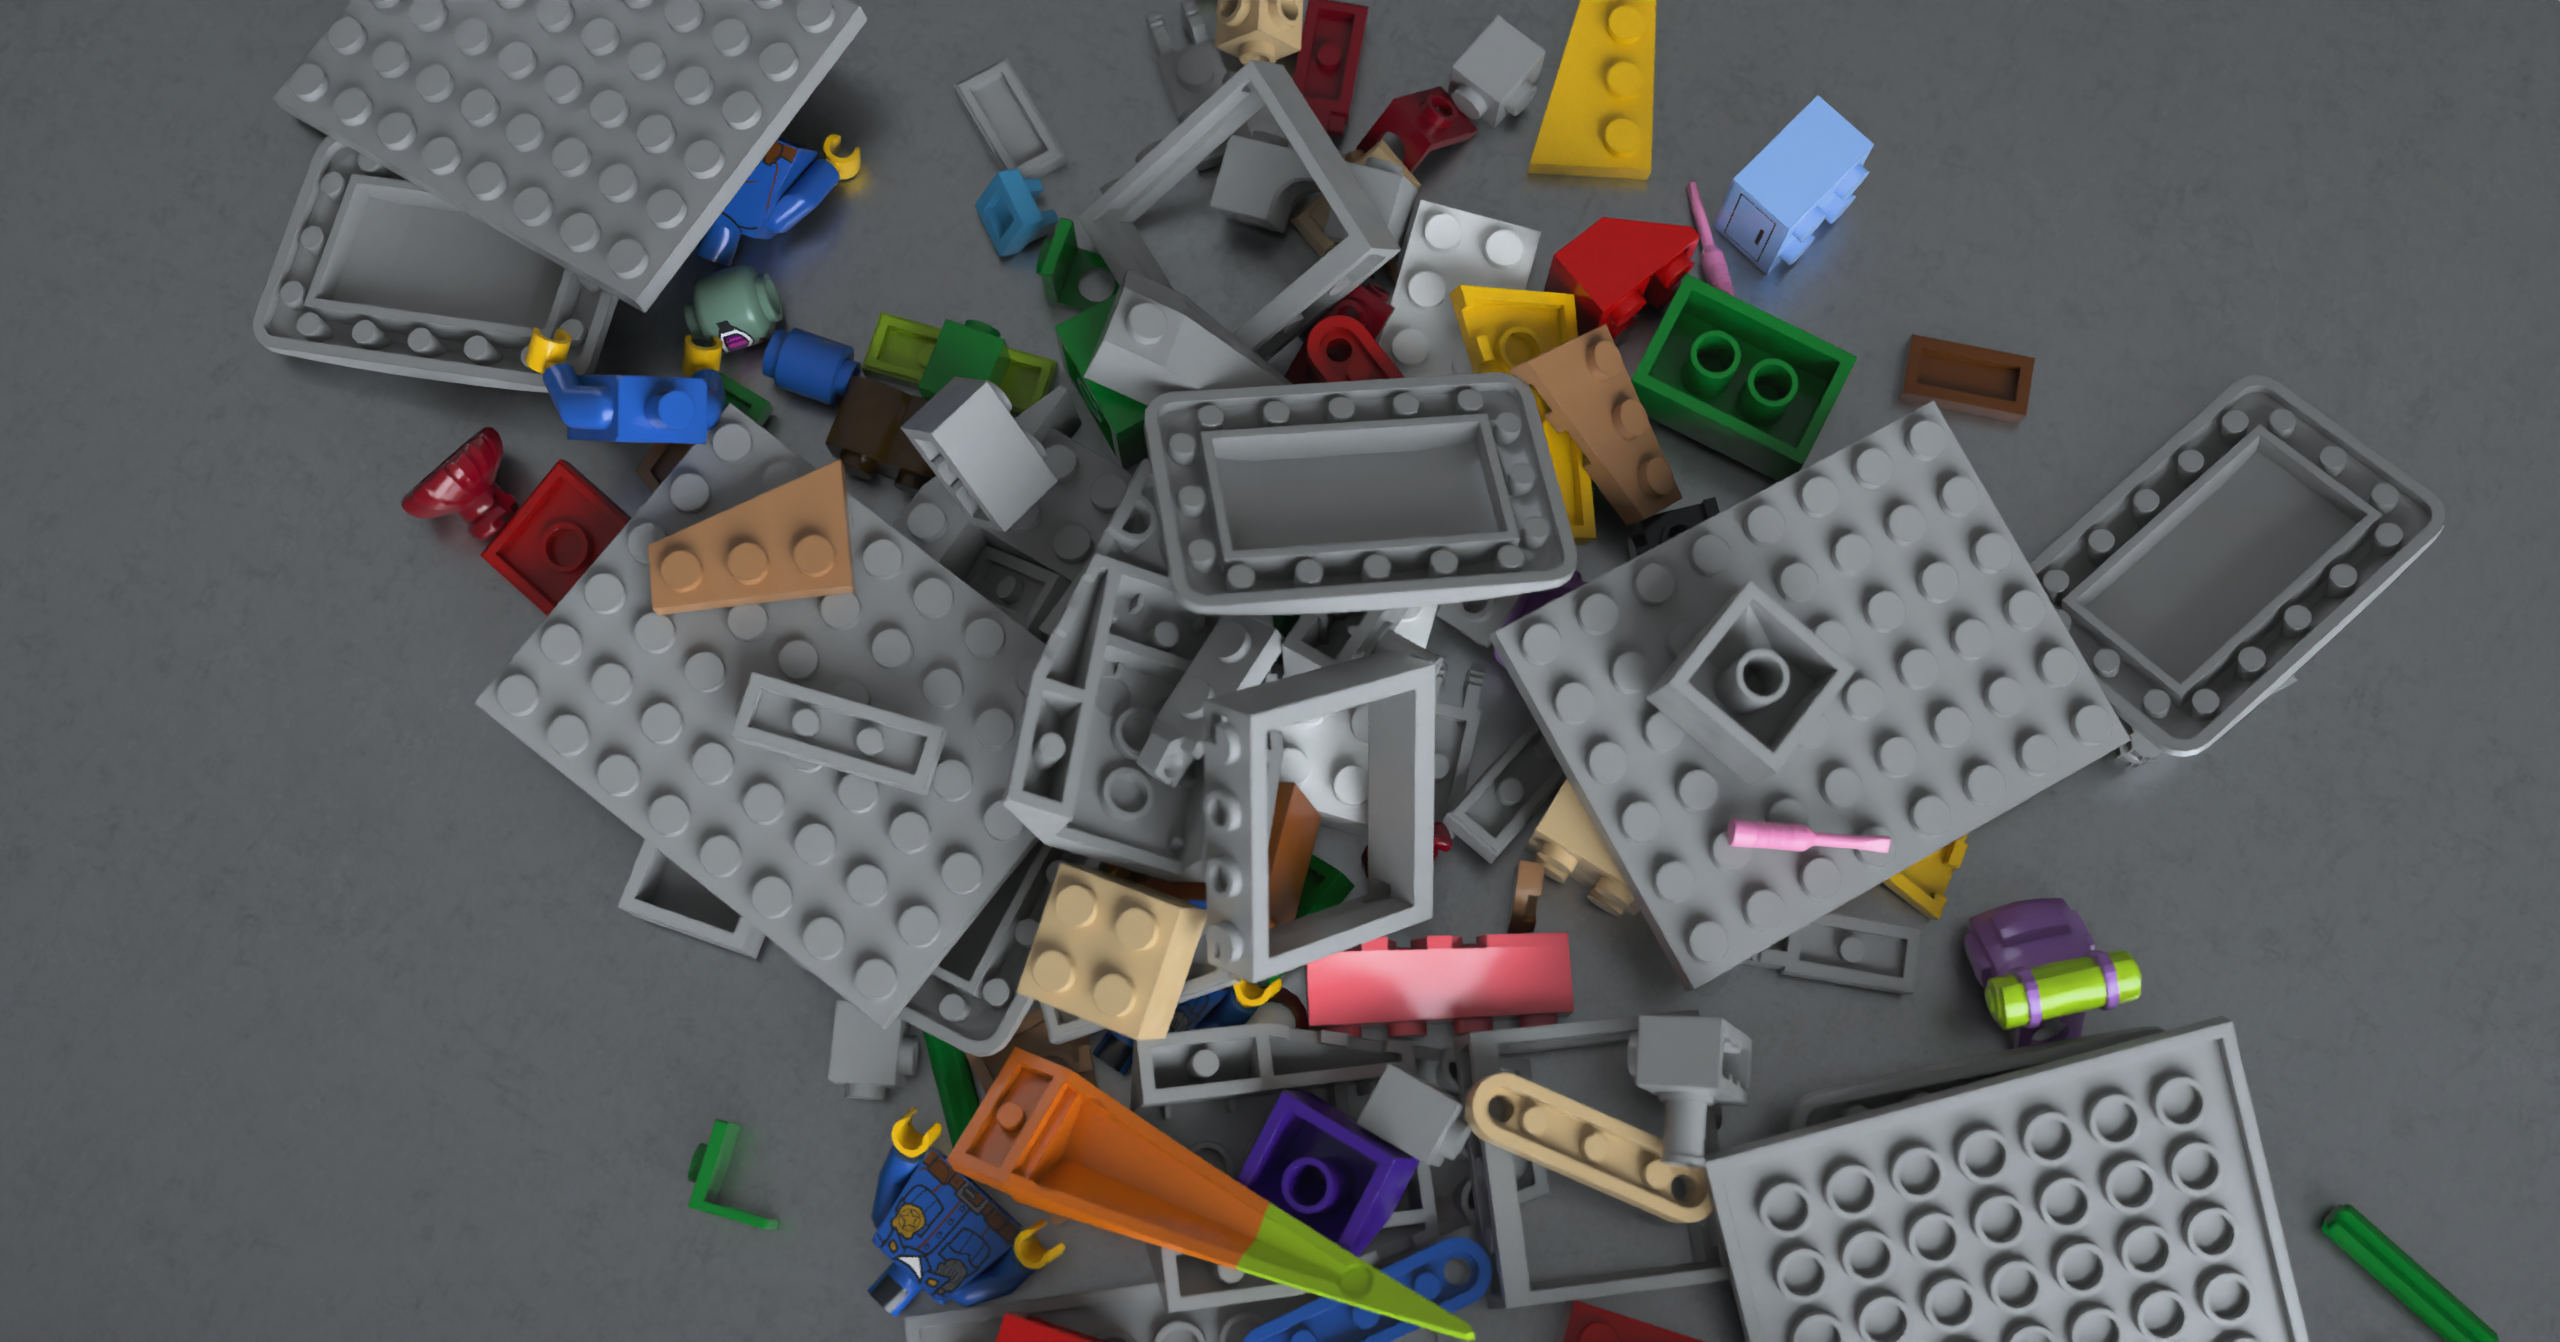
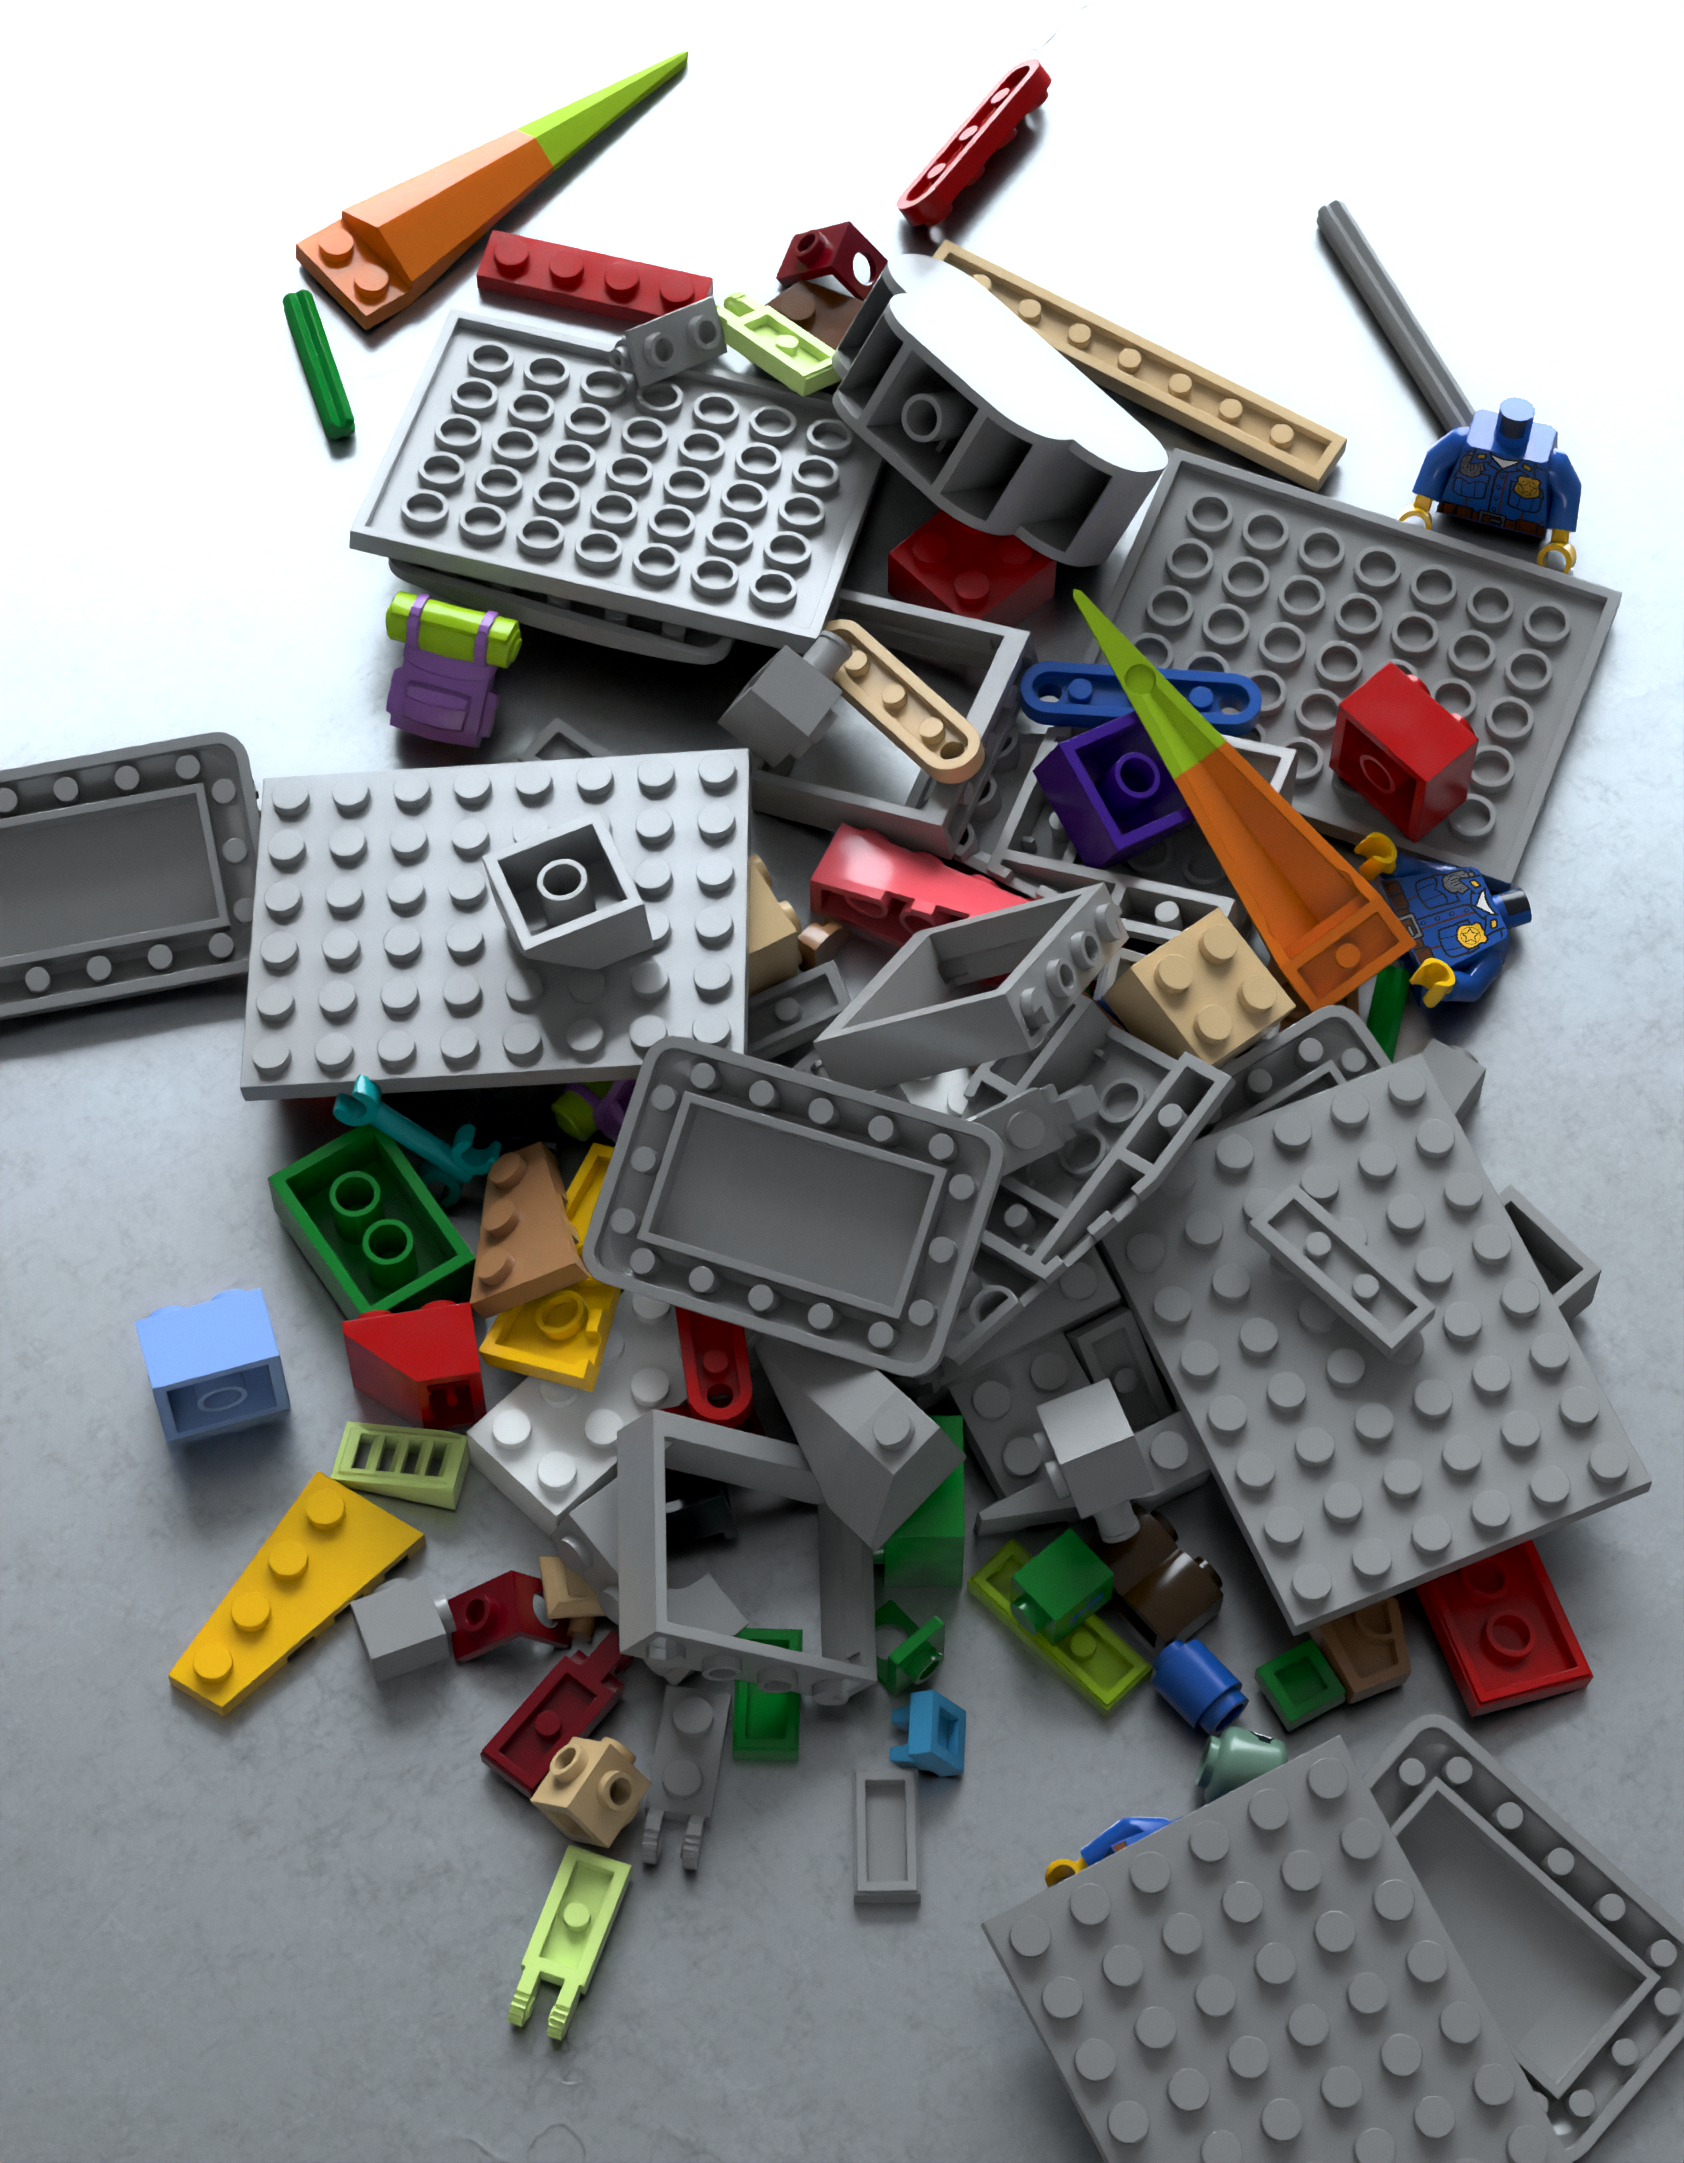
camera: 150 degrees left, 15 degrees down
(467, 487) = (1583, 1737): dark red hair -> none
(633, 406) = (1377, 1657): blue torso -> none
(709, 1171) = (1621, 1065): green bracket -> none
(760, 551) = (1330, 1460): medium nougat wing -> none
(1184, 211) = (767, 1723): none -> green tile
(1416, 1117) = (1020, 791): light grey brick -> none
(1543, 204) = (416, 1487): none -> yellowish green slope
(1712, 258) = (314, 1369): bright pink piece -> none
(1729, 471) = (442, 1162): none -> teal bar
(1796, 837) = (611, 808): bright pink piece -> none
(1966, 378) = (166, 1158): reddish brown tile -> none

